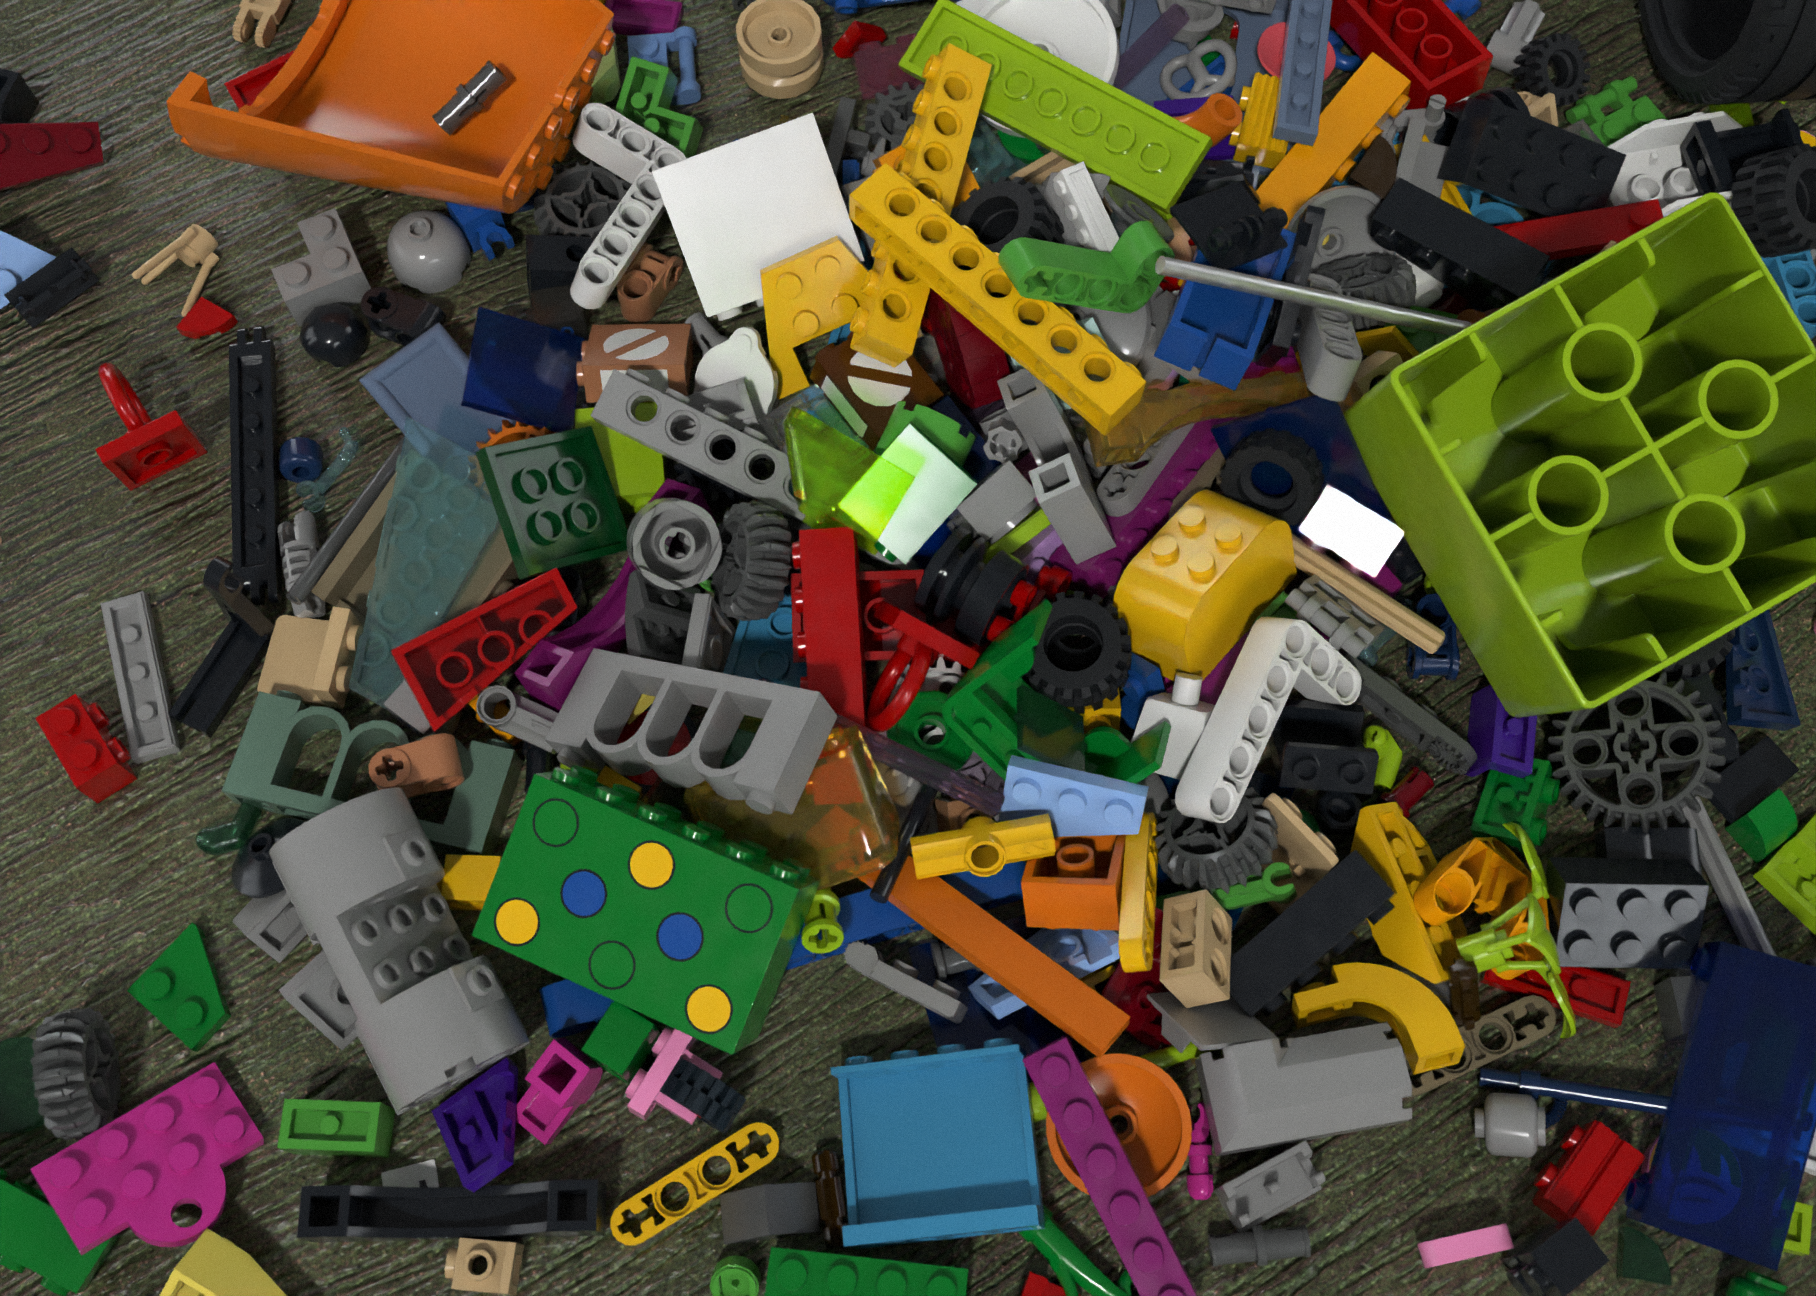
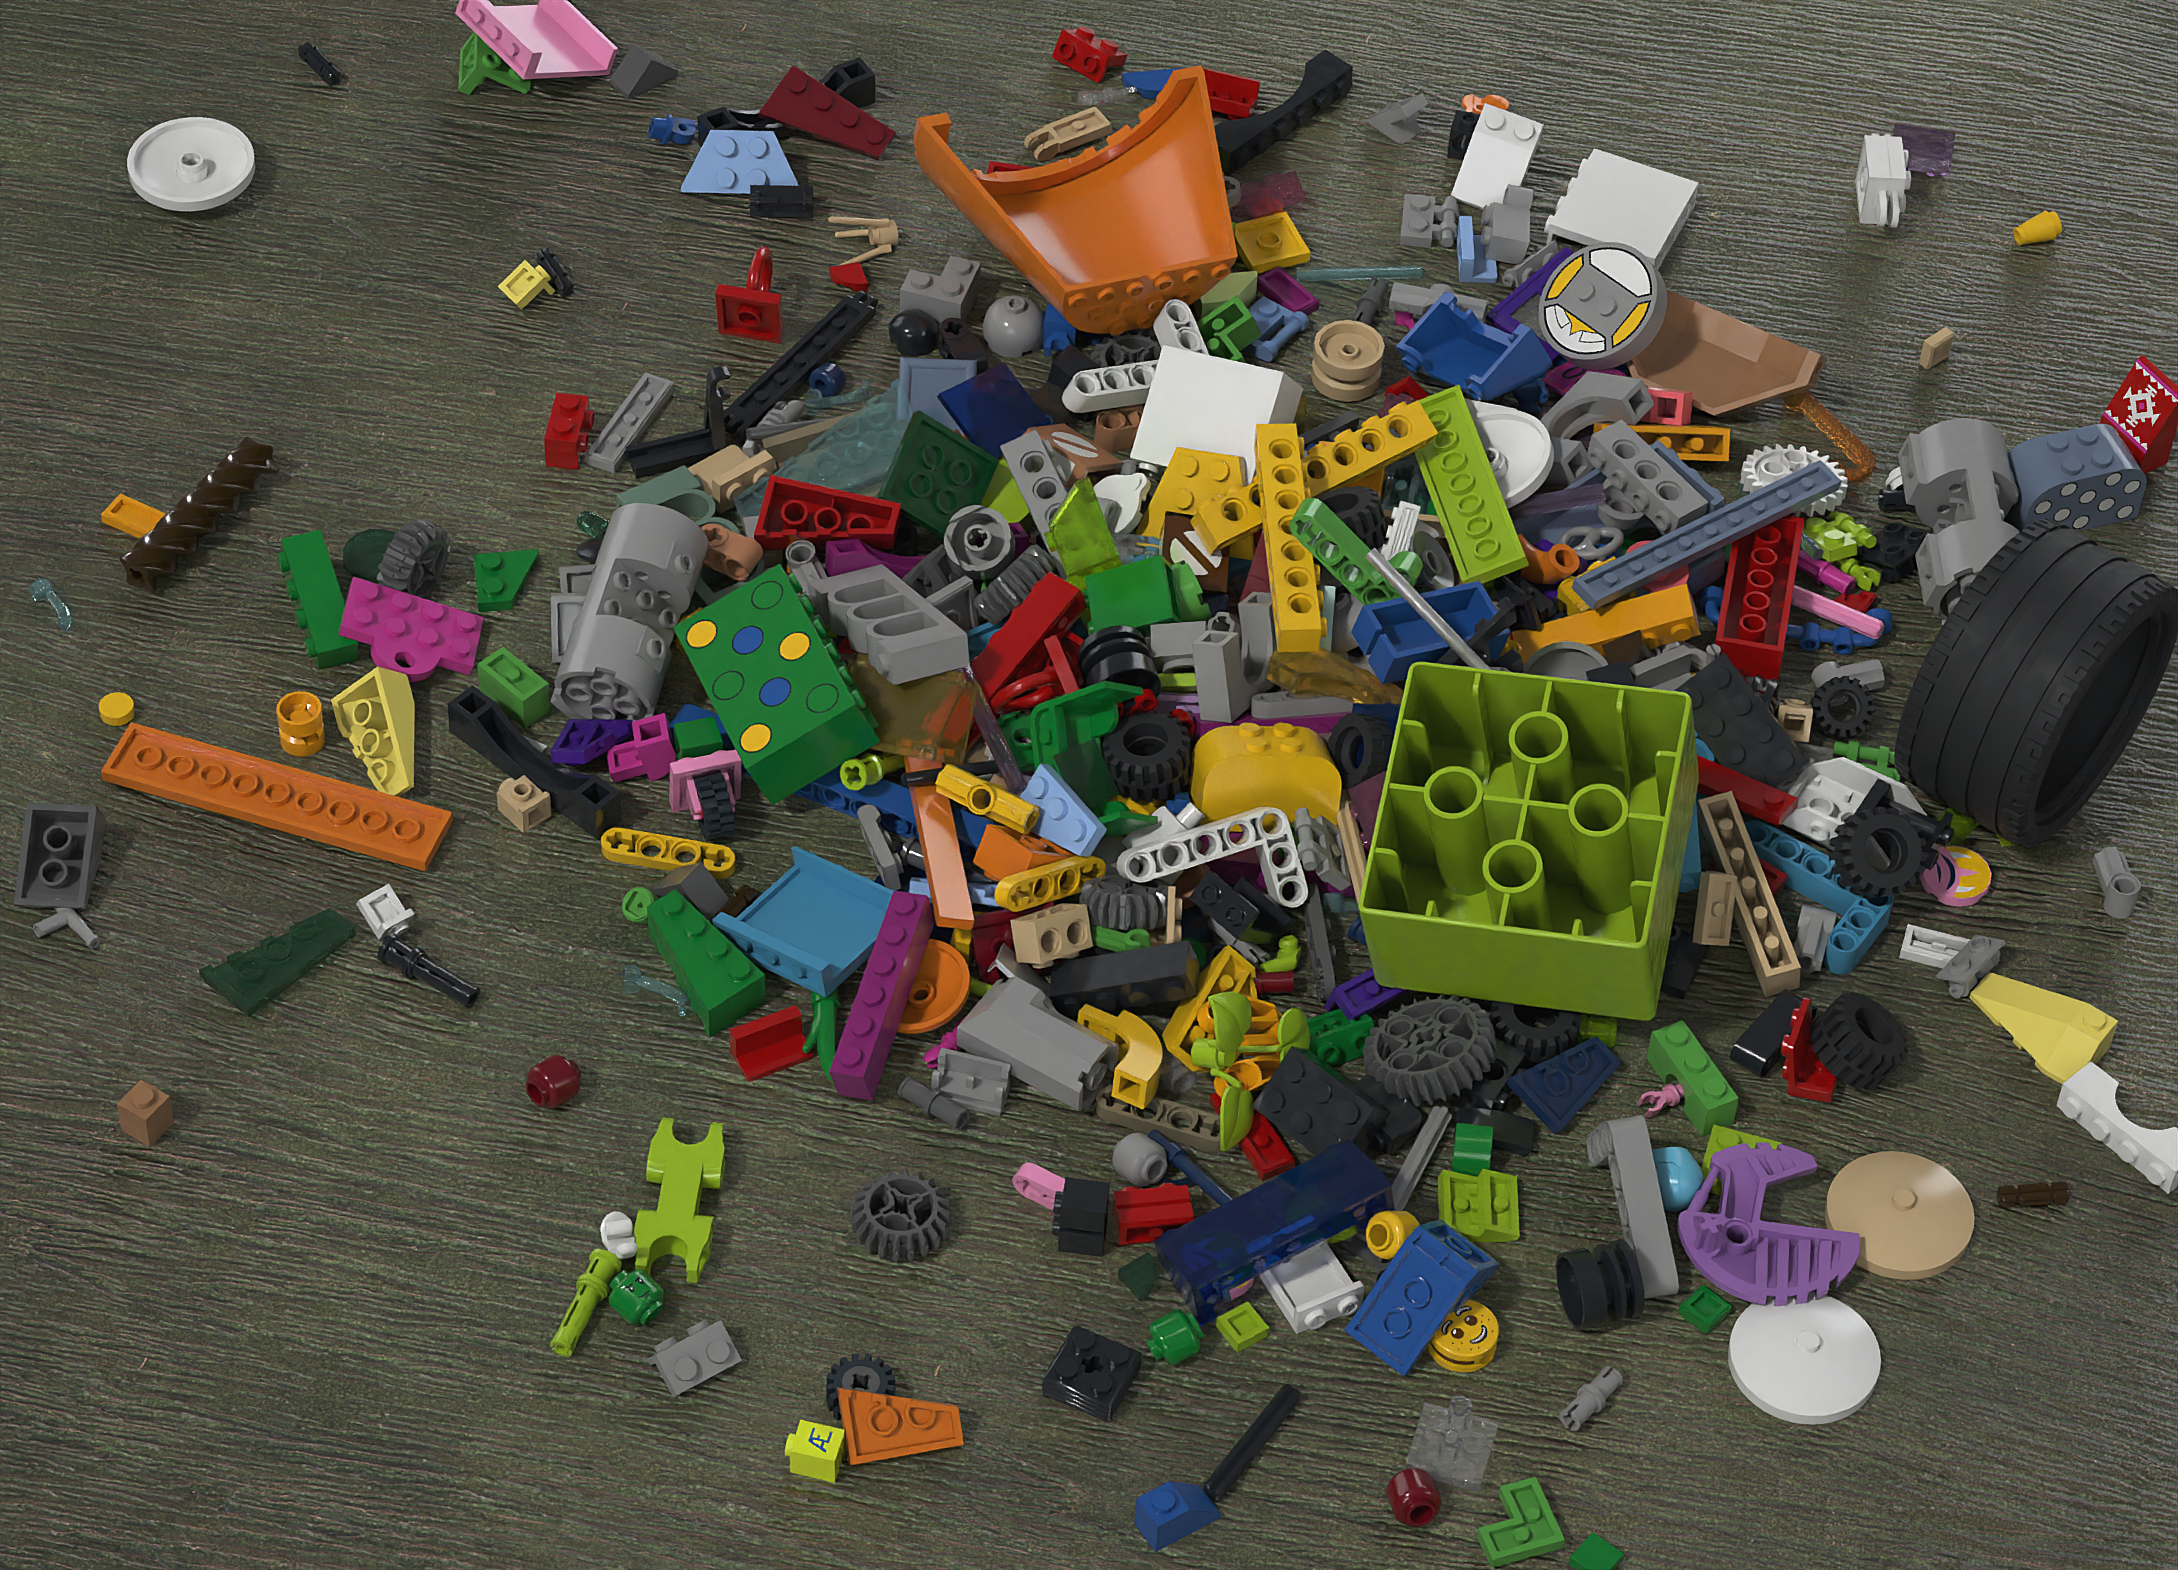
camera: 40 degrees right, 20 degrees down
(469, 97) = (1118, 256): dark grey pin -> none
(1231, 226) = (1463, 591): black hinge -> none
(1464, 993) = (1179, 1068): dark brown axle -> none

